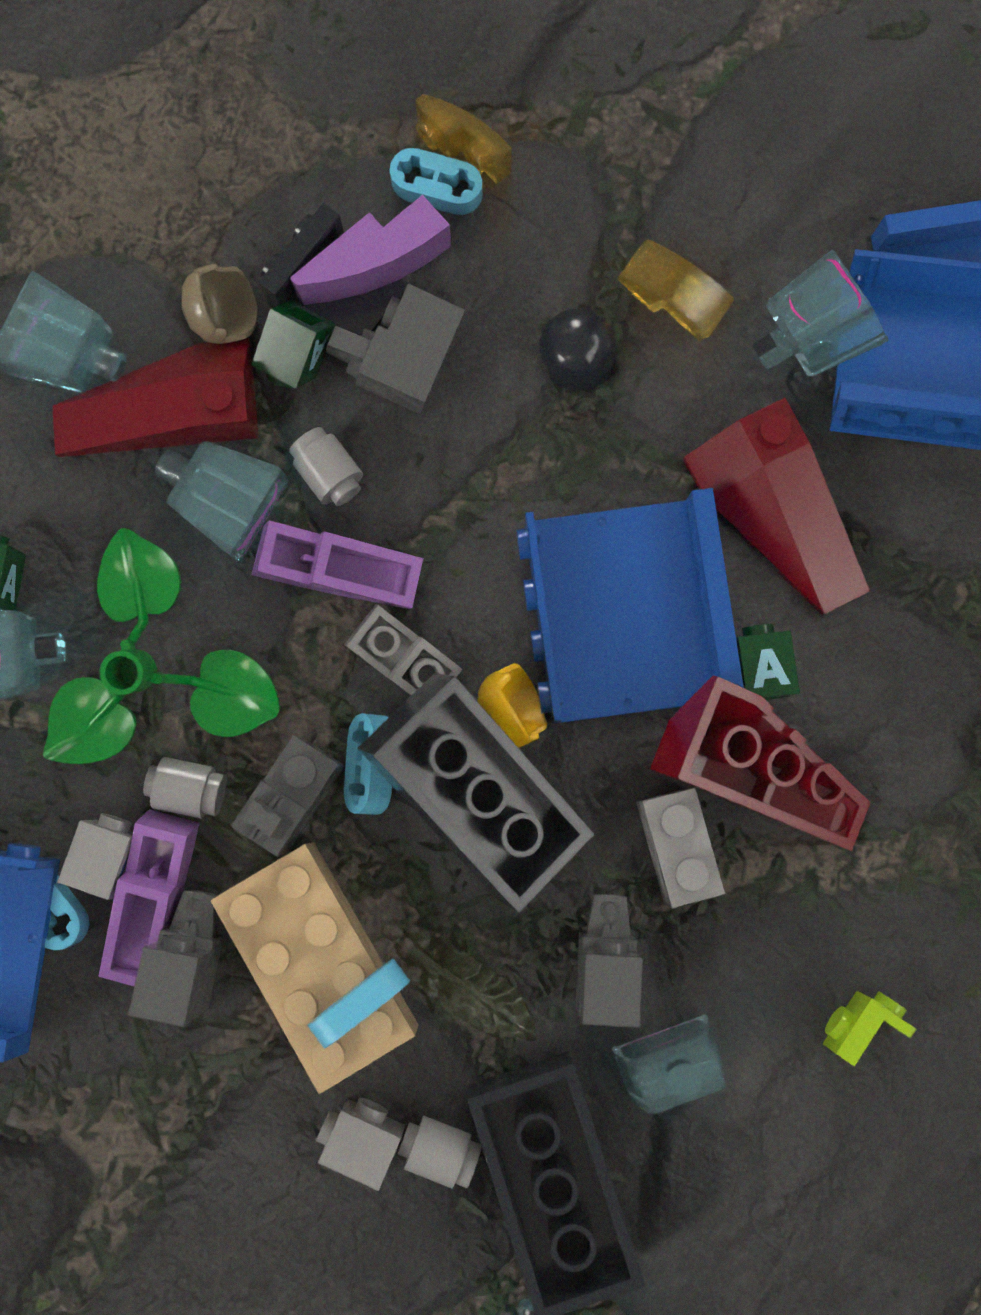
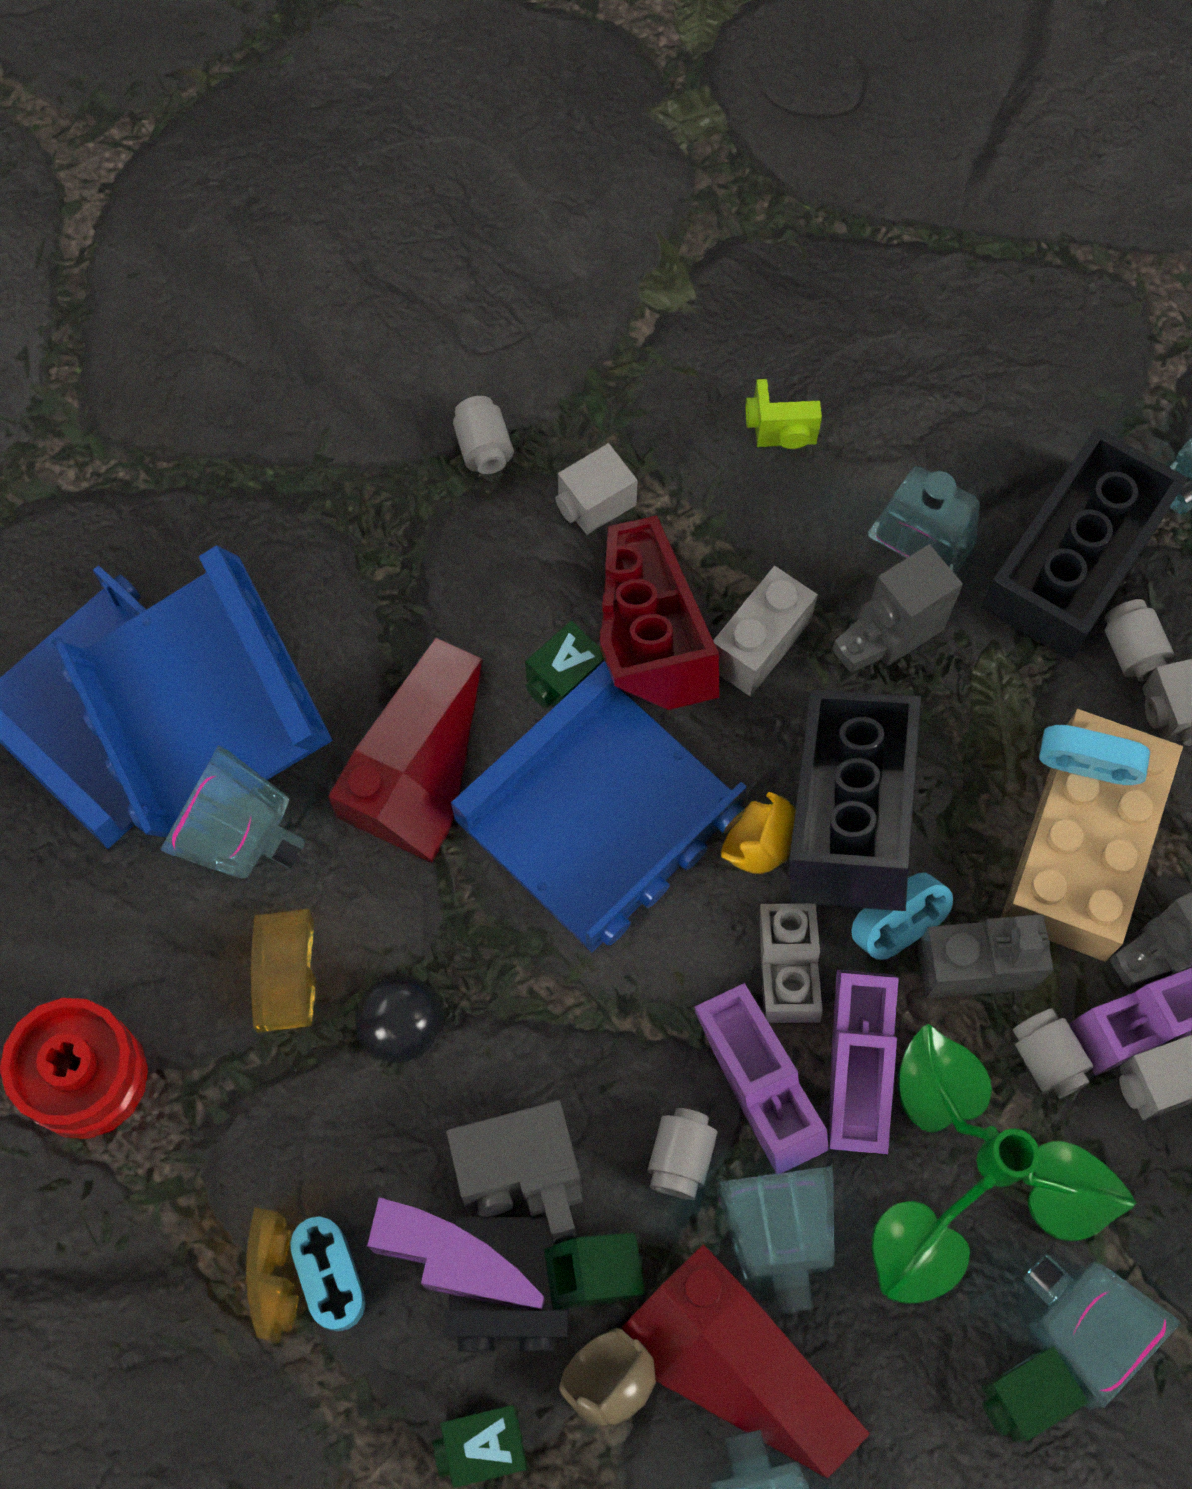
camera: 130 degrees left, 15 degrees down
(244, 197) = (480, 1447): none -> dark green brick
(292, 649) = (862, 1061): none -> medium lavender slope
(708, 97) = (41, 1062): none -> red wheel
(910, 812) = (596, 489): none -> light grey brick

